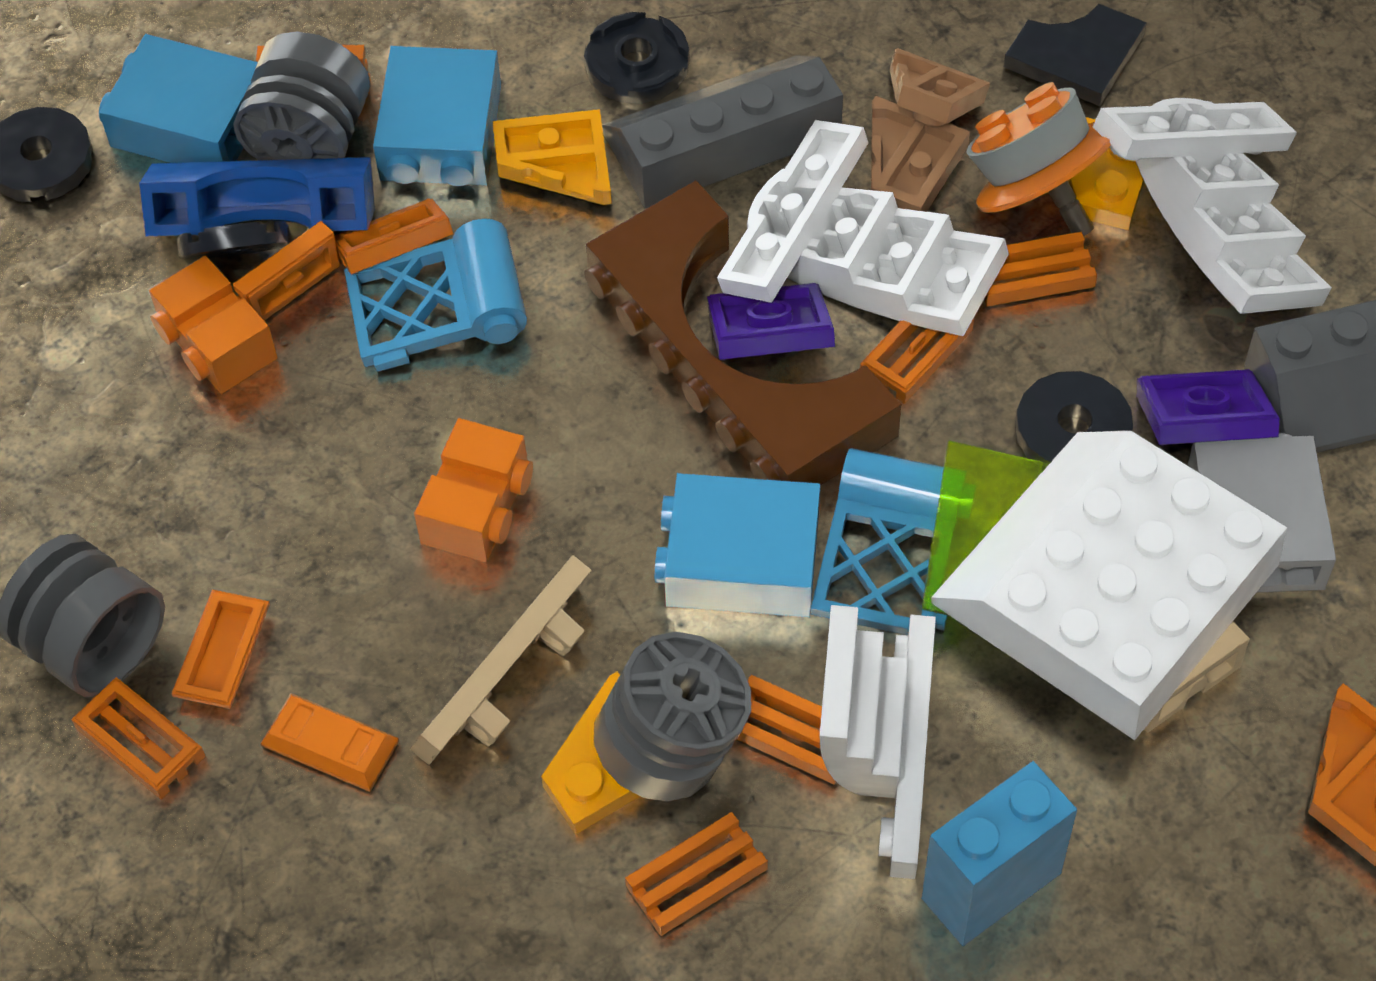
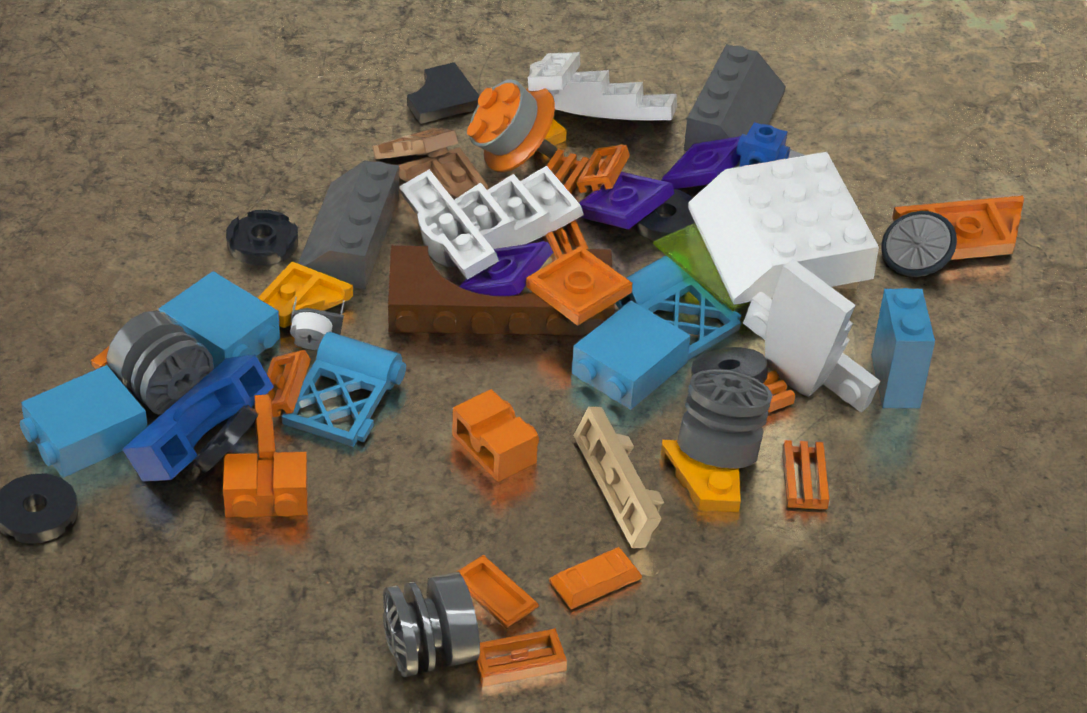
camera: 60 degrees left, 15 degrees down
(501, 204) = (311, 326): none -> white piece
(774, 667) = (733, 359): none -> black tile
(787, 411) = (579, 285): none -> orange tile
(1041, 362) = (627, 201): none -> dark purple tile
(1086, 301) = (608, 169): none -> orange tile
(1245, 452) = (762, 145): none -> blue brick
(1294, 758) = (919, 243): none -> light grey wheel

